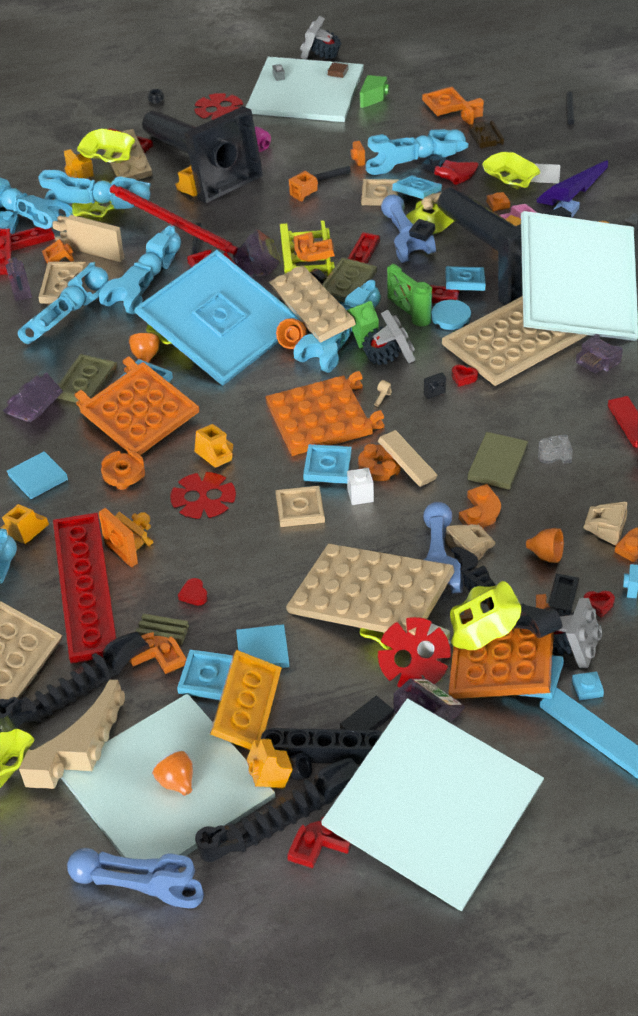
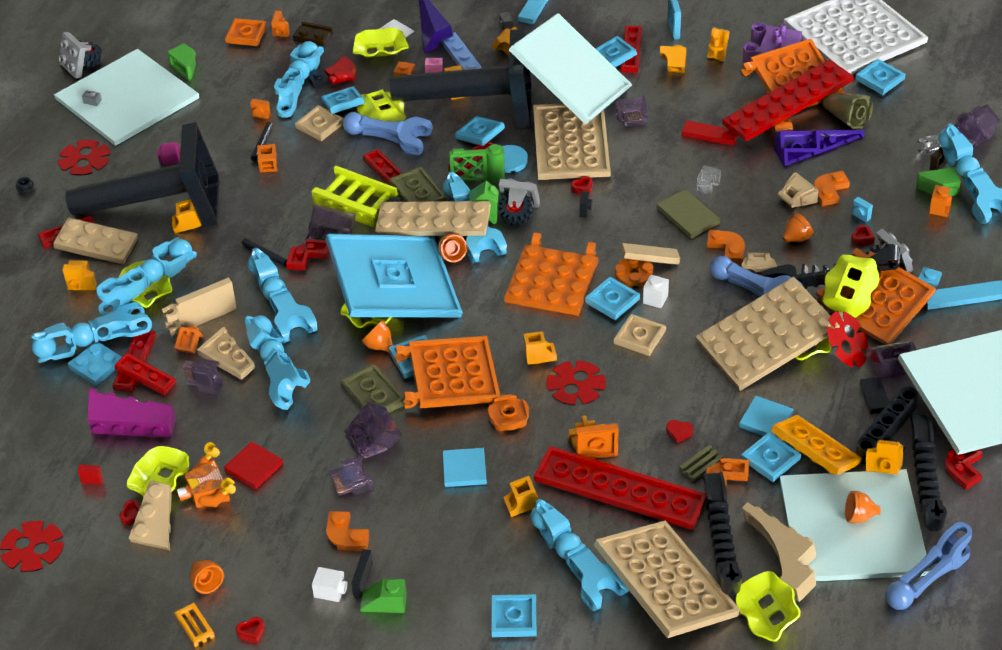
camera: 55 degrees left, 0 degrees up
(107, 140) = (81, 235): neon yellow piece -> none
(174, 219) = (241, 245): red piece -> none
(310, 251) = (367, 190): orange plate -> none
(337, 70) = (131, 64): reddish brown tile -> none
(384, 388) = (558, 230): tan hand -> none
(422, 230) = (416, 118): black plate -> none
(429, 200) = (379, 98): tan arm -> none
(563, 592) = (838, 245): black tile -> none

